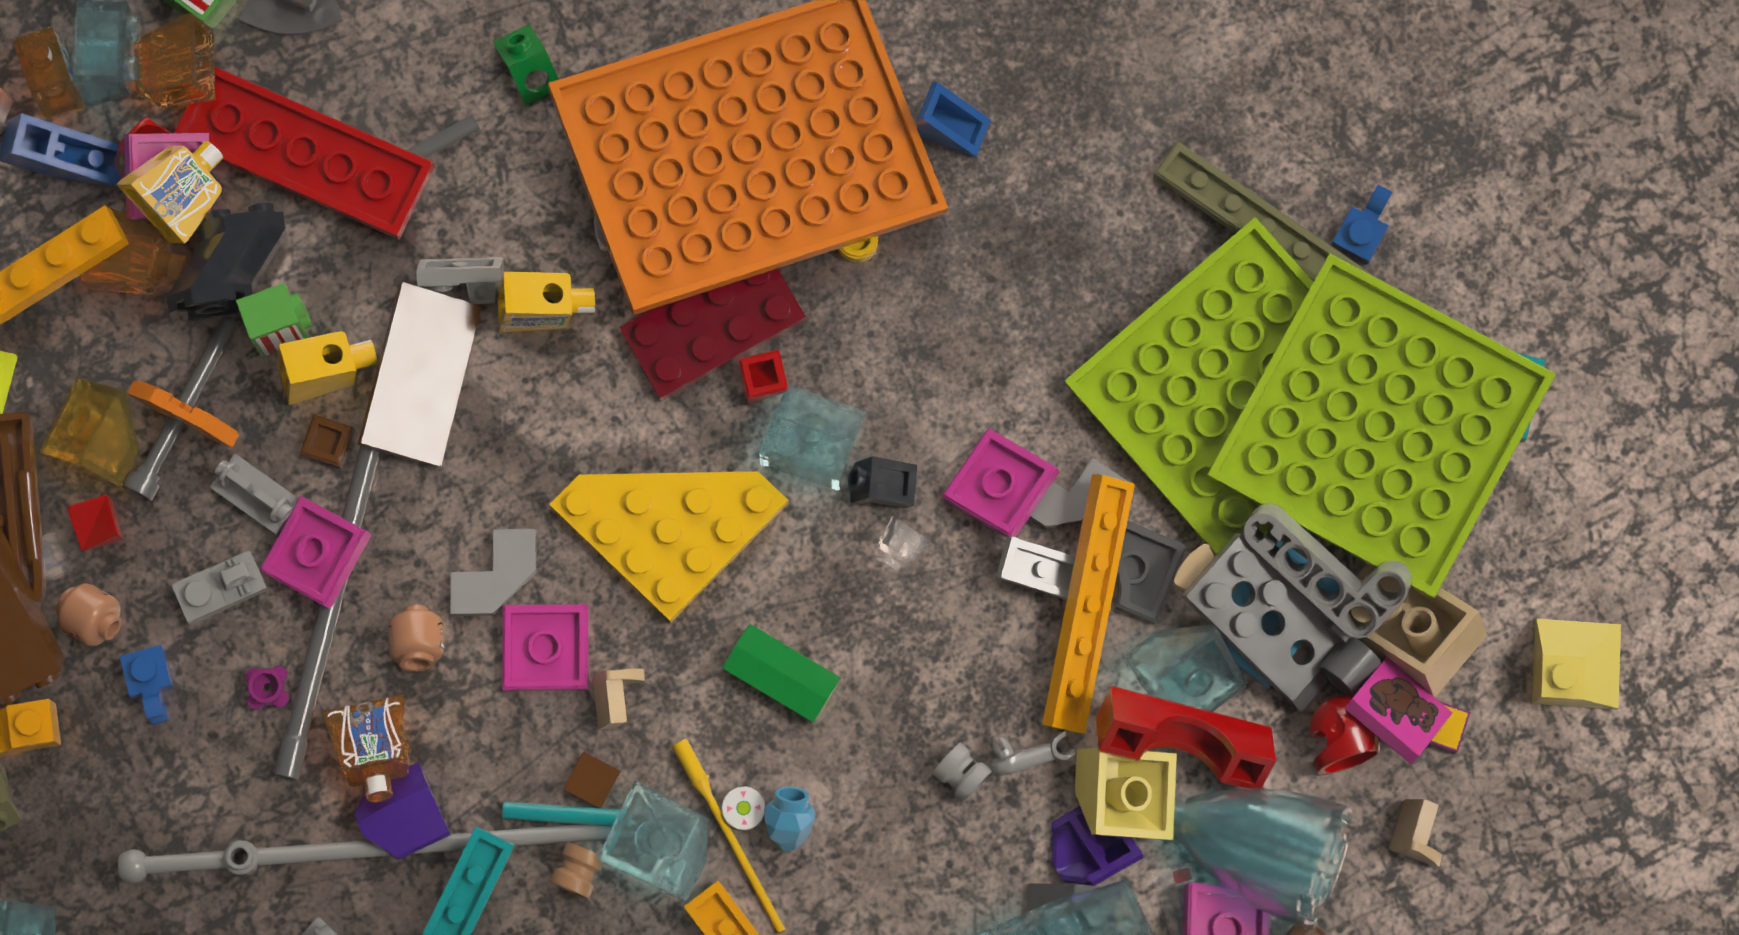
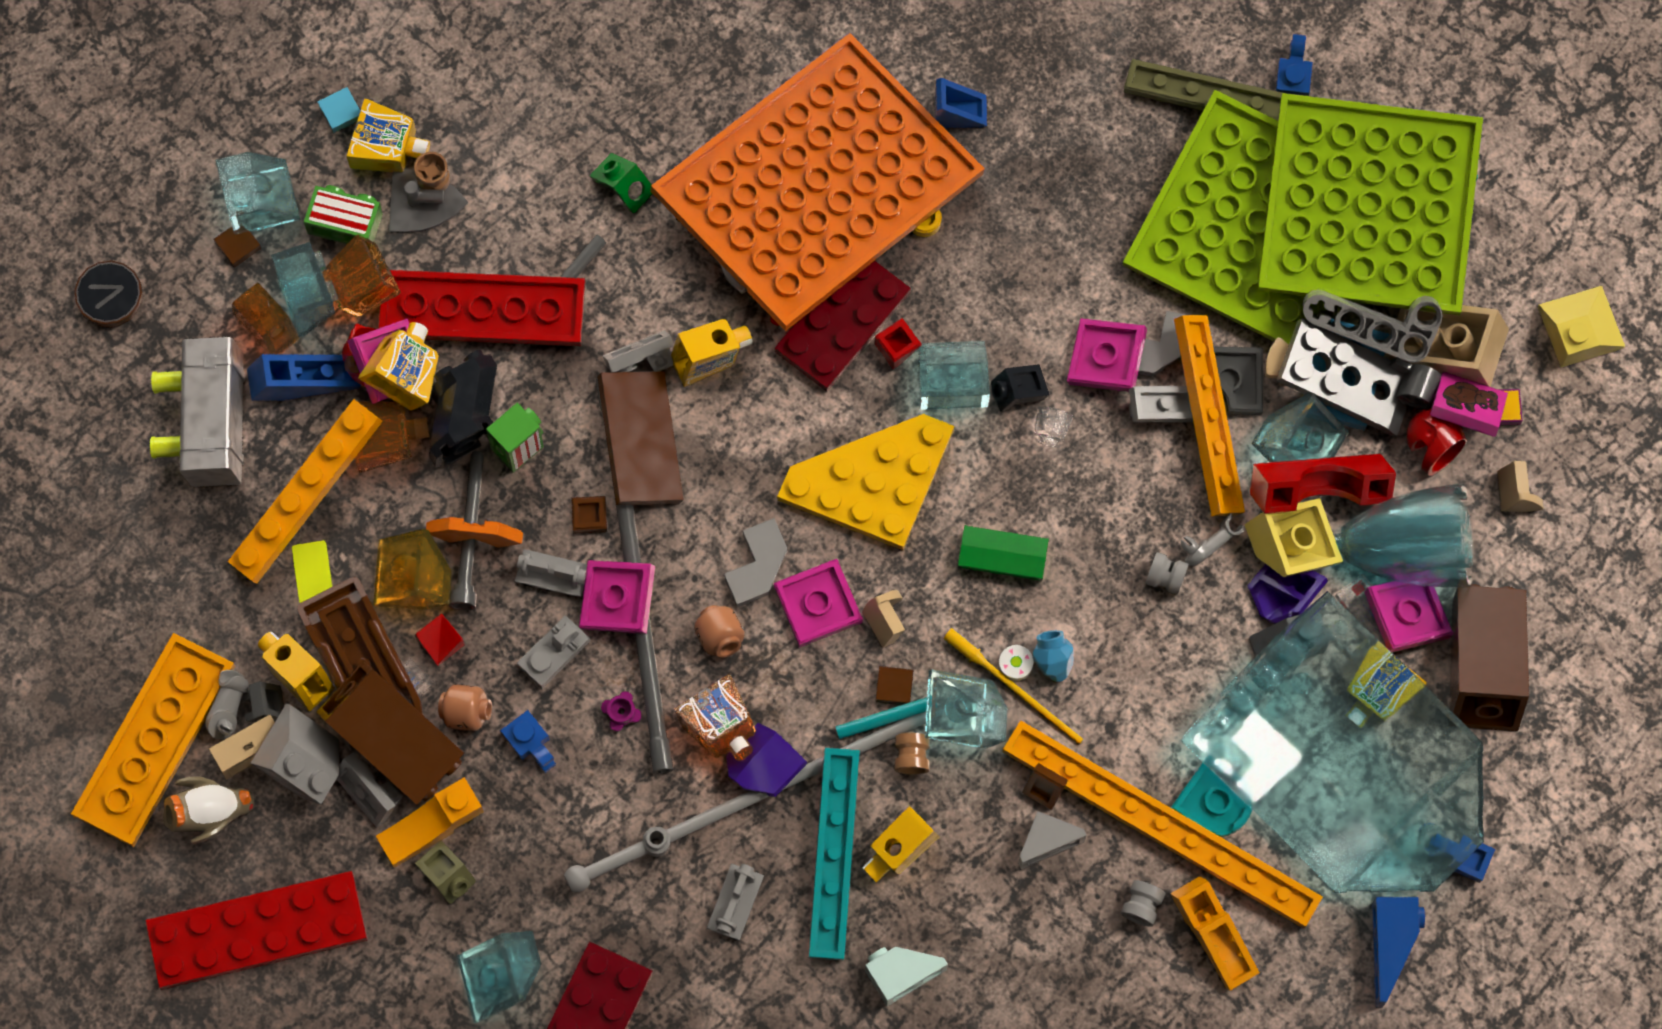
camera: 20 degrees left, 5 degrees down
(305, 366) = (563, 458): yellow torso -> none

